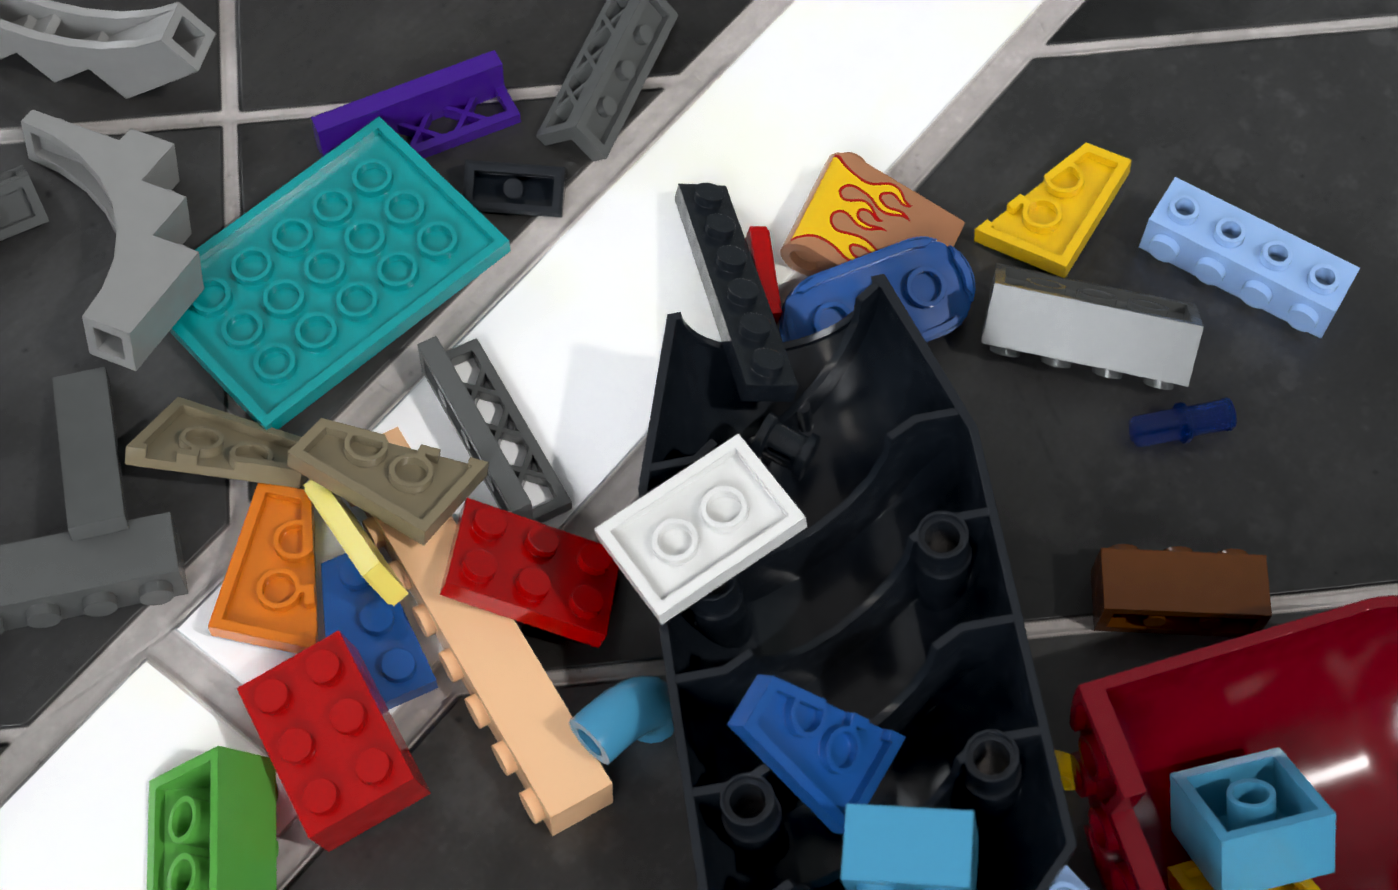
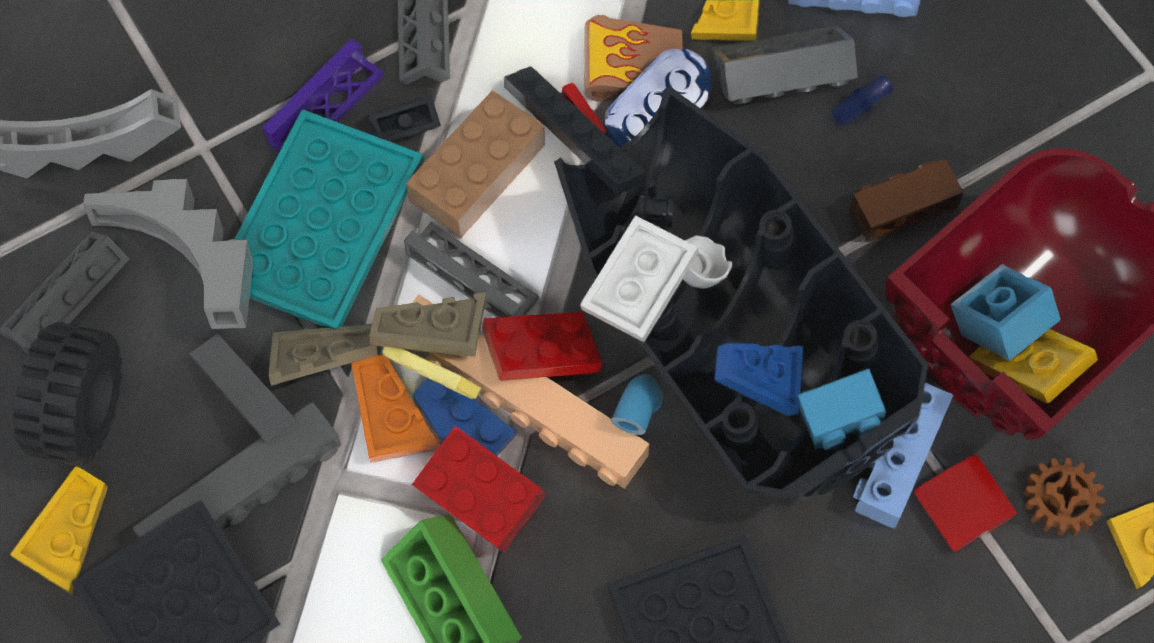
camera: 20 degrees left, 5 degrees up
(578, 284) = (476, 164): none -> medium nougat brick
(821, 552) = (709, 265): none -> white hair

